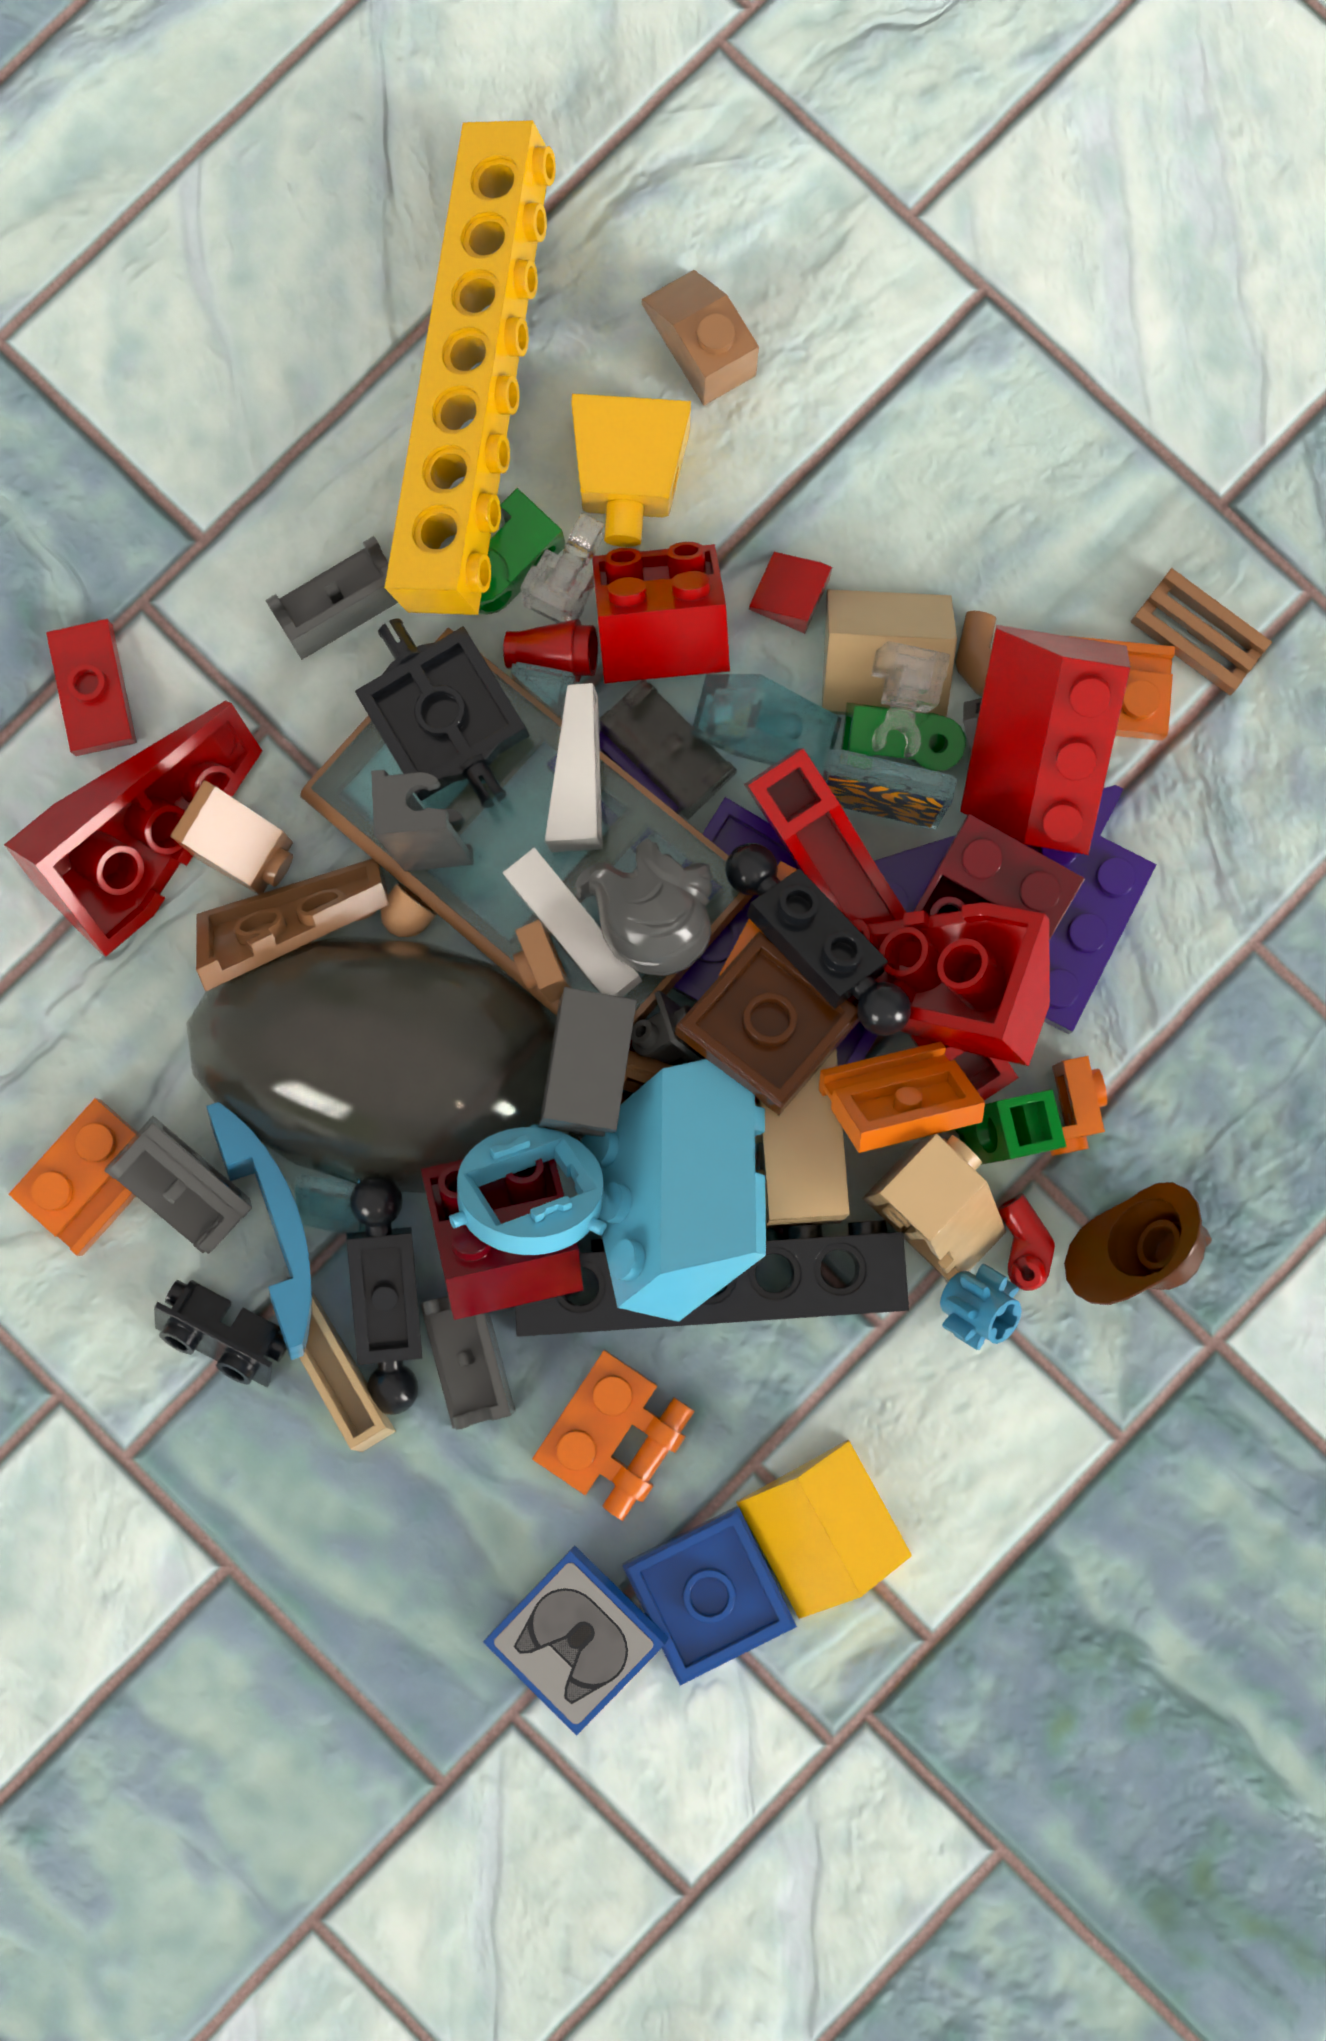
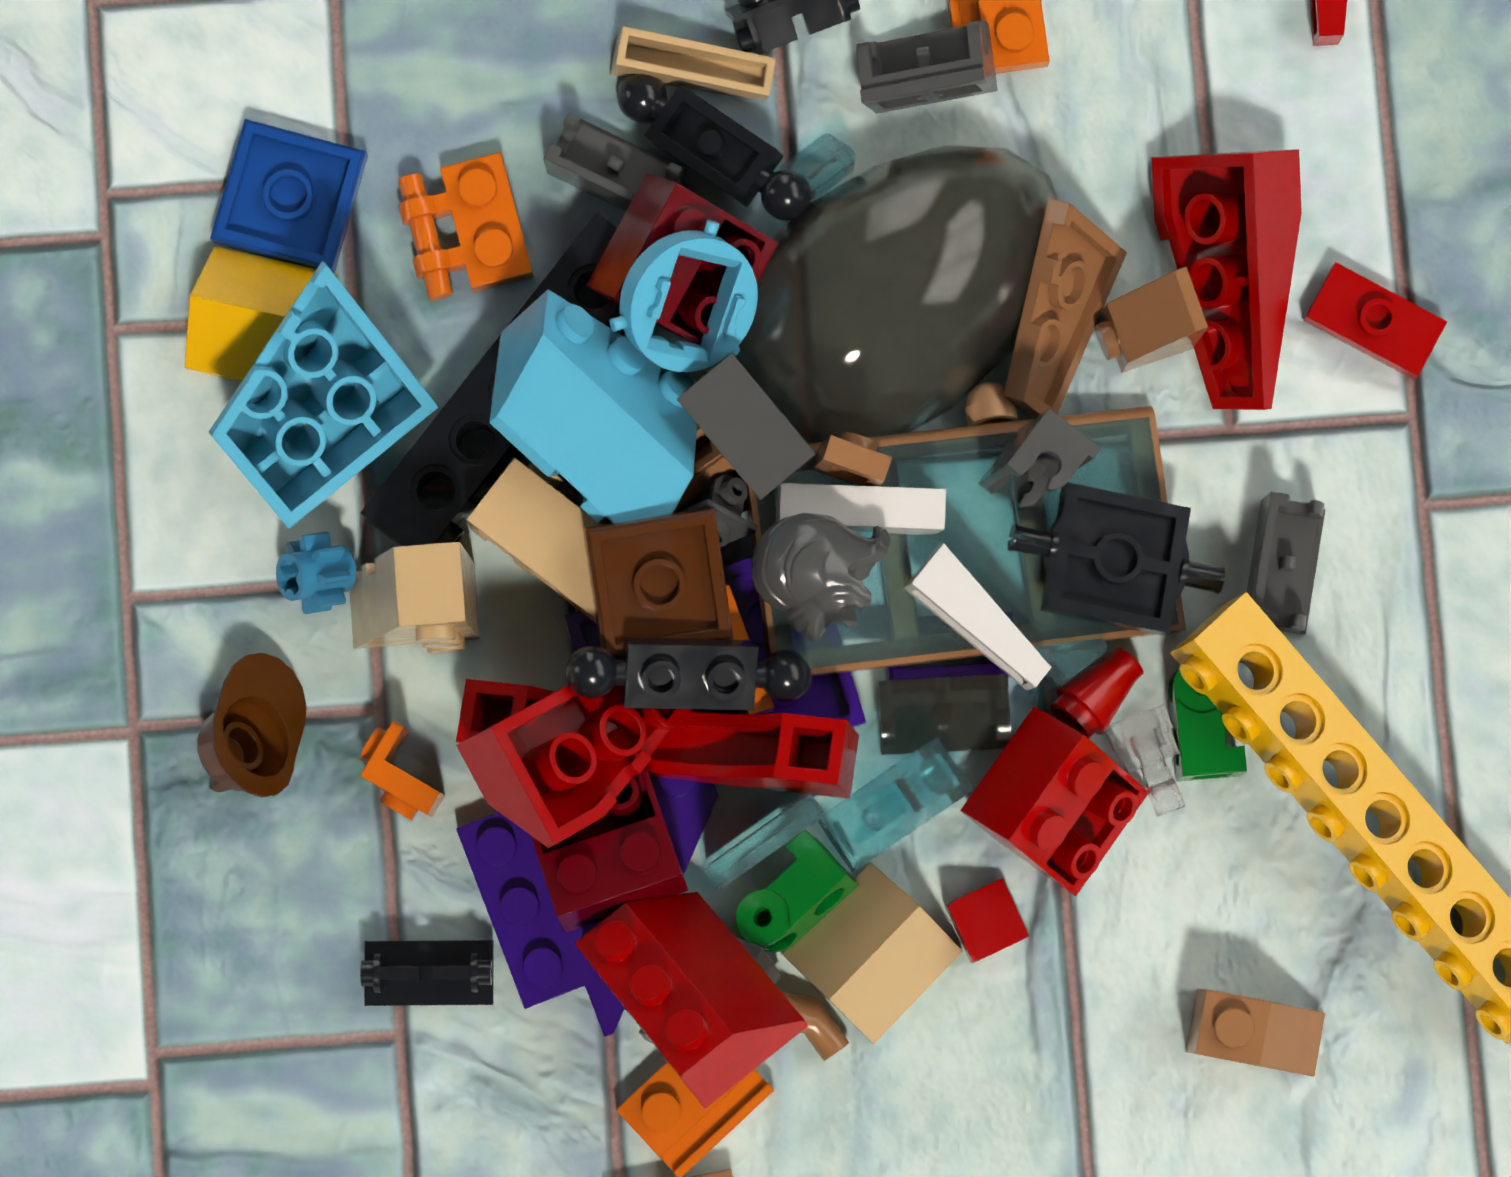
camera: 130 degrees right, 0 degrees up
(246, 1155) = (767, 73): dark azure slope -> none
(575, 1640) = (343, 72): tile -> none
(629, 459) = (1198, 882): yellow torso -> none
(856, 1415) = (318, 402): none -> medium azure wedge
(901, 1097) = (517, 628): orange plate -> none
(911, 684) = (824, 930): clear piece -> none
(1015, 1128) = (422, 704): green leg -> none
(1031, 1244) = (327, 655): red arm -> none
(1193, 959) = (428, 973): none -> black hinge

